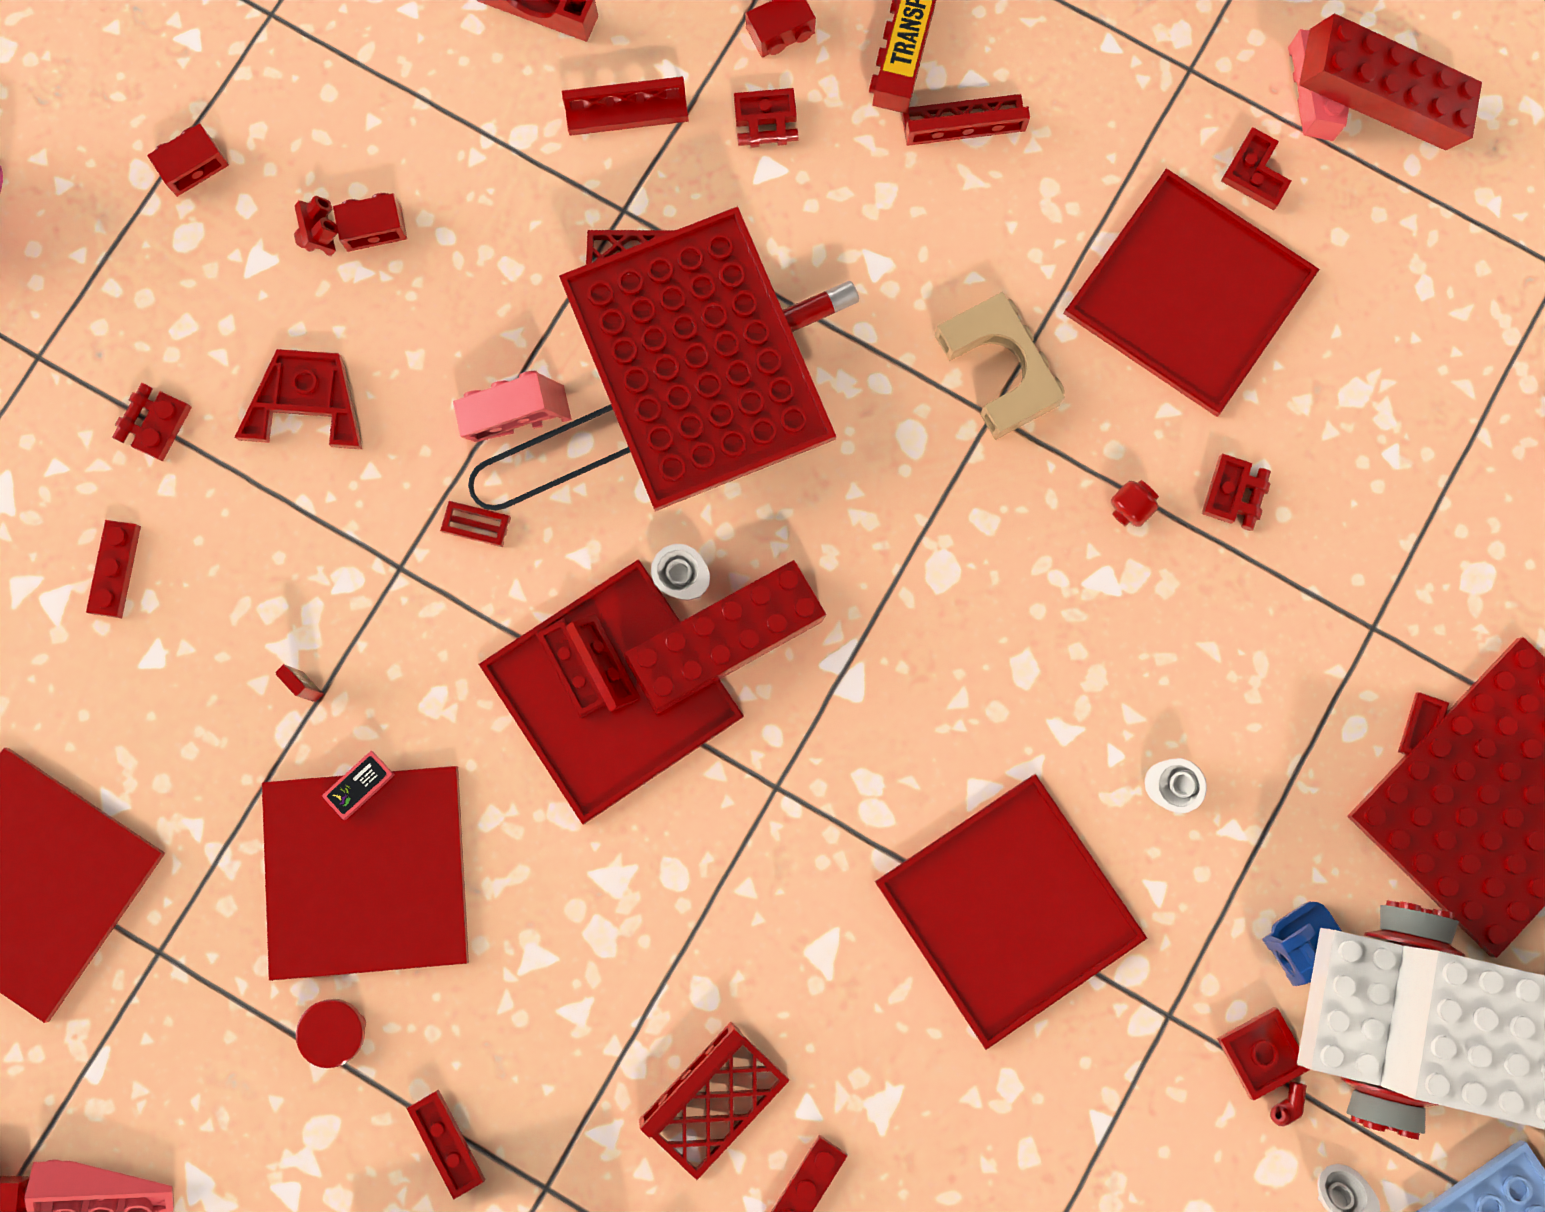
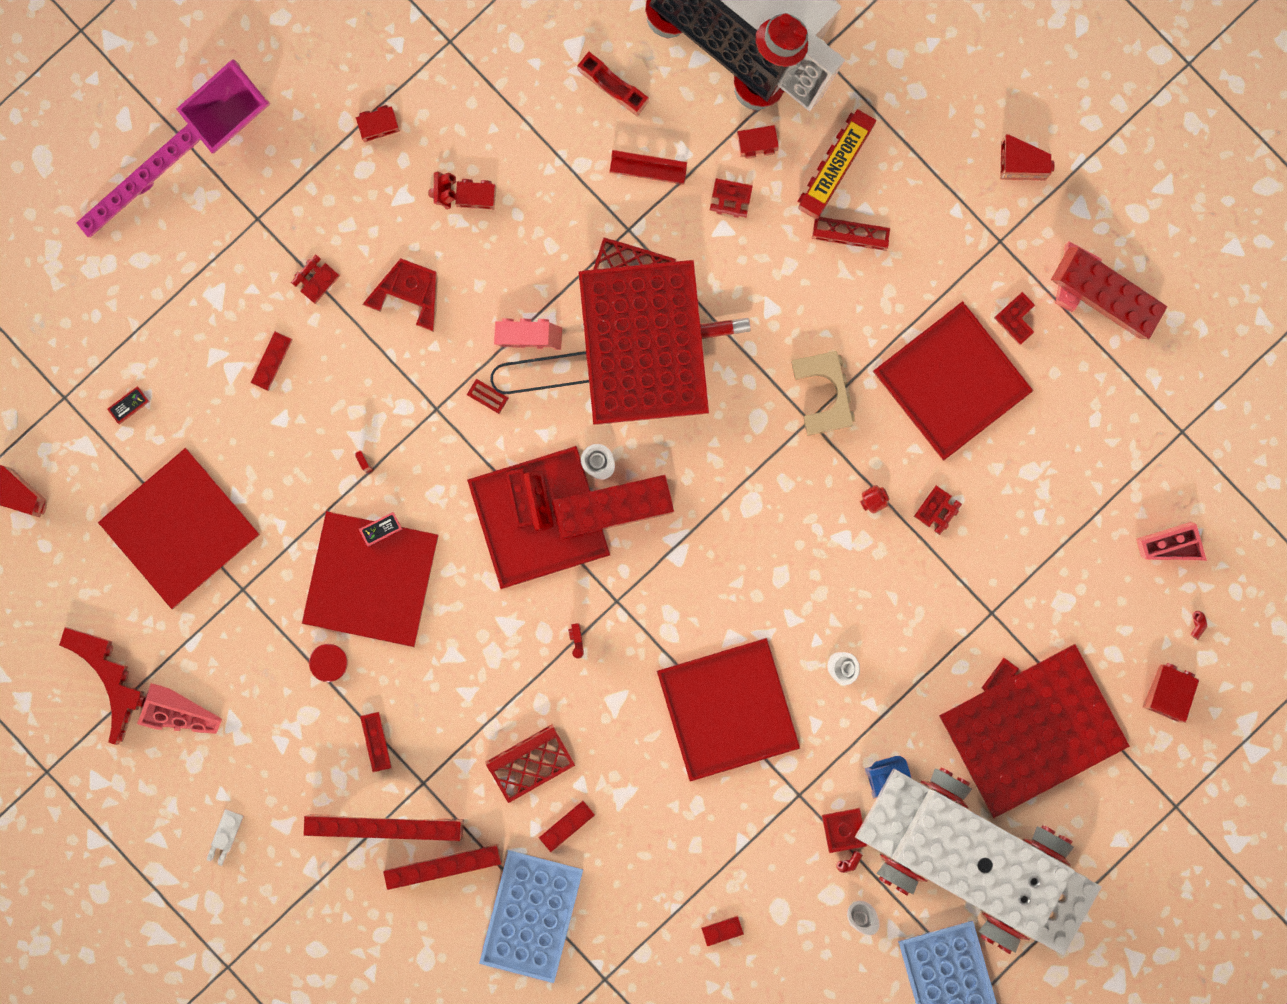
camera: 20 degrees right, 5 degrees up
(726, 863) = (575, 634): none -> red plate

